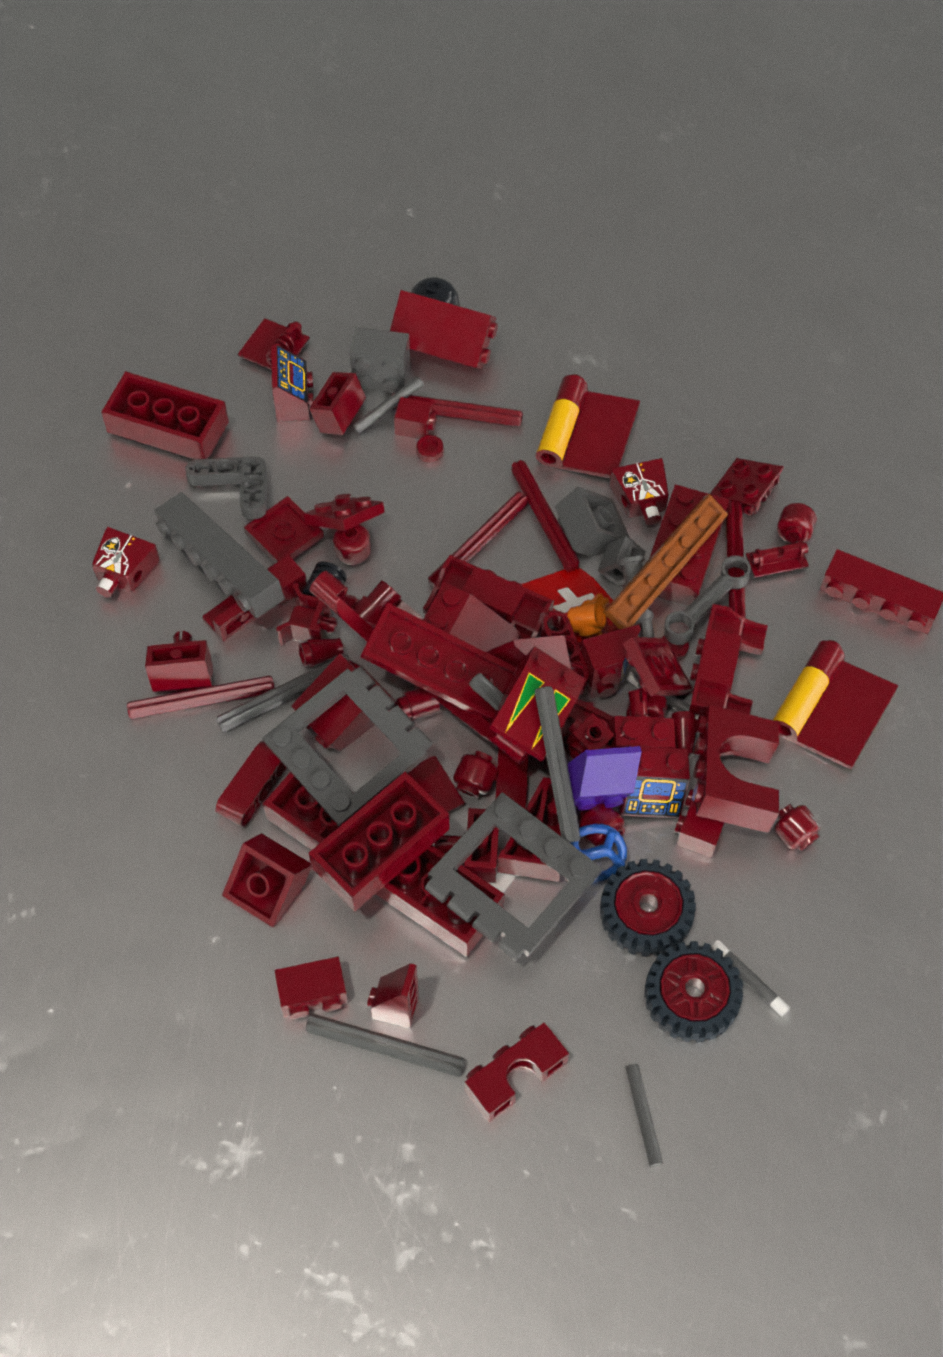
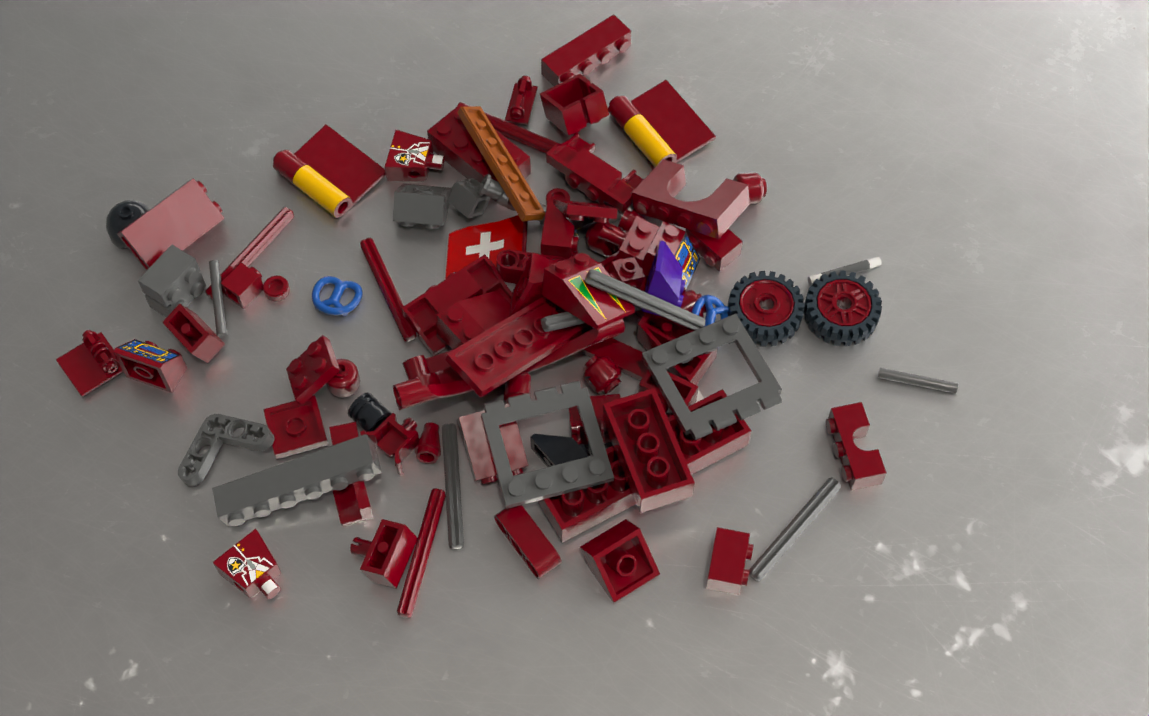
camera: 65 degrees left, 0 degrees up
(165, 416) = (119, 474): dark red brick -> none
(359, 765) = (557, 449): none -> black slope
(396, 996) = (771, 495): dark red slope -> none
(446, 500) = (336, 295): none -> blue piece
(545, 516) = (392, 233): dark red axle -> none
(589, 616) = (514, 238): orange axle -> none
(704, 602) = (536, 158): dark grey piece -> none
(748, 483) = (445, 90): dark red hinge -> none
(795, 604) = (574, 104): none -> dark red piece
(796, 523) = (500, 75): dark red head -> none

